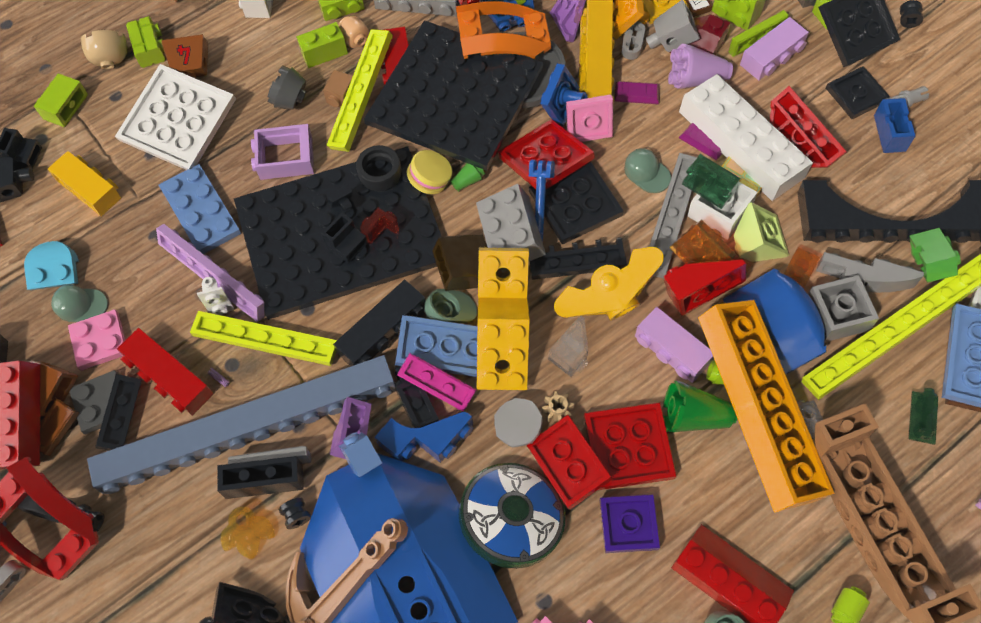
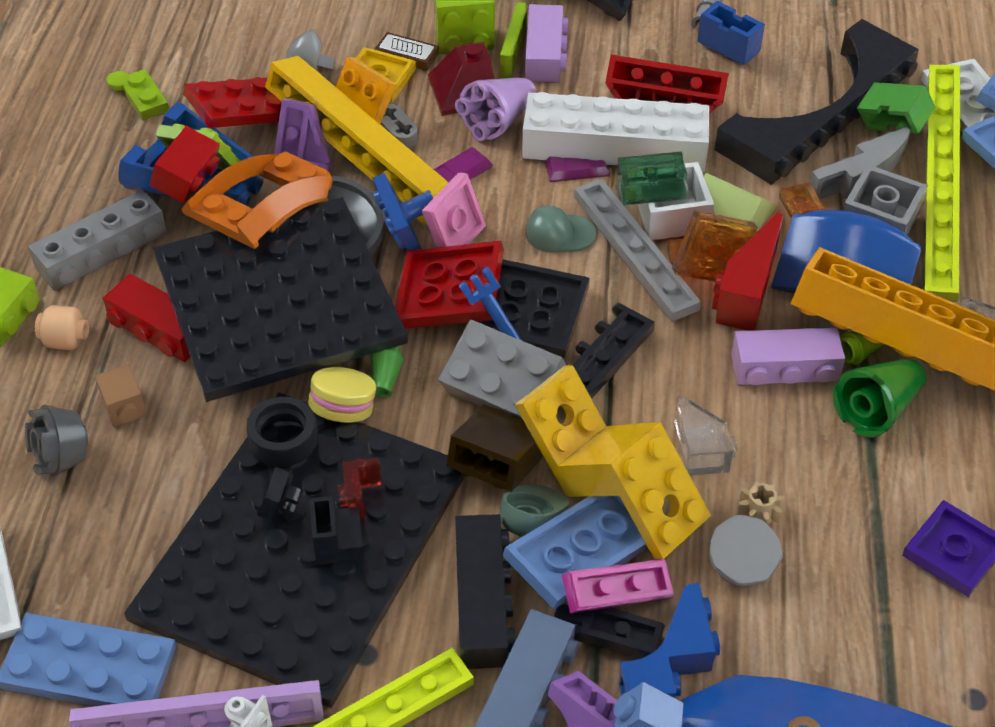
camera: 50 degrees left, 15 degrees down
(281, 136) = (130, 475): lavender window -> none
(322, 45) = (39, 366): lime brick -> none
(359, 90) = (155, 376): neon yellow plate -> none
(511, 515) = (853, 642): dish -> none
(569, 462) = (838, 540): red plate -> none
(612, 290) = (677, 347): yellow piece -> none
(631, 444) = (865, 481): red plate -> none
(674, 28) = (433, 83): light grey torso -> none
(857, 92) = (659, 32): black tile -> none

